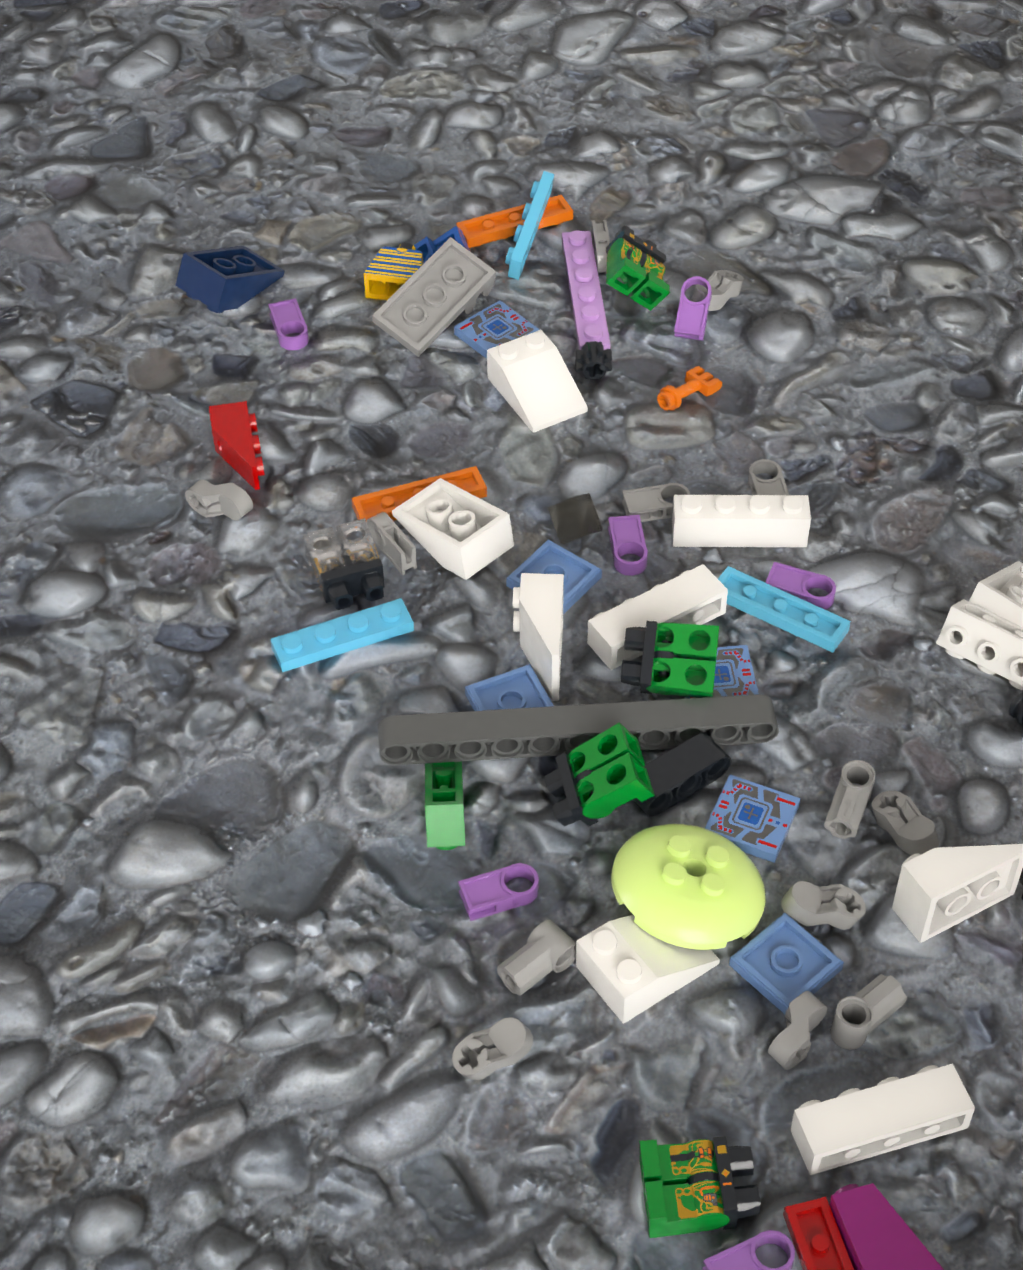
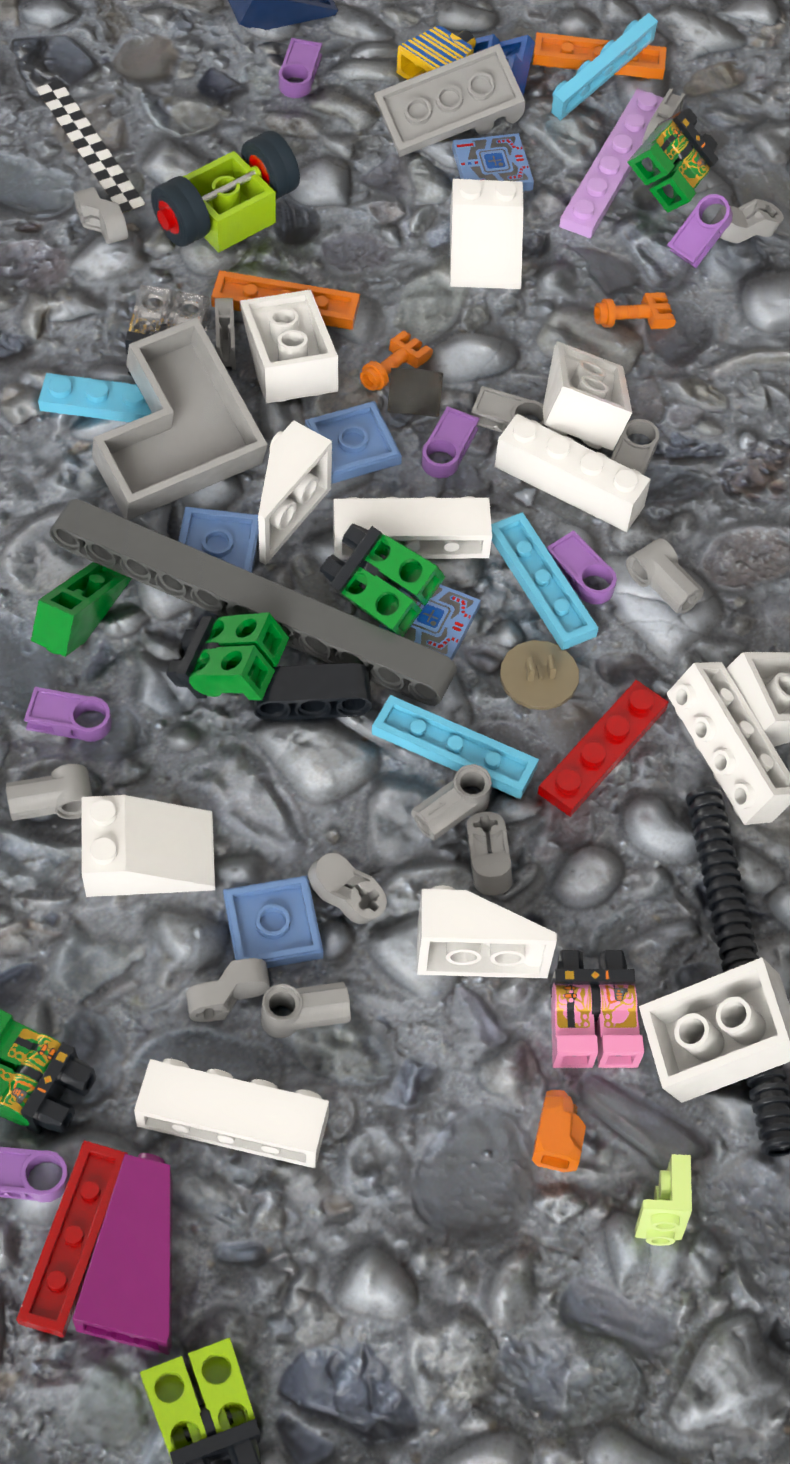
camera: 25 degrees right, 10 degrees up
(159, 452) = (90, 146): none -> sticker
(234, 440) = (163, 154): red slope -> none
(319, 435) = (228, 196): none -> brick
(435, 619) = (195, 430): none -> light grey piece
(534, 519) = (375, 374): none -> orange hinge
(593, 360) = (559, 238): black gear -> none
(688, 886) = (227, 833): yellowish green brick -> none
(709, 462) = (586, 397): none -> white slope
(753, 817) = (351, 770): medium blue tile -> none
(812, 758) = (454, 745): none -> medium azure plate
(829, 679) = (539, 675): none -> dark tan piece
(854, 559) = (659, 568): none -> light grey piece
(919, 708) = (602, 748): none -> red plate

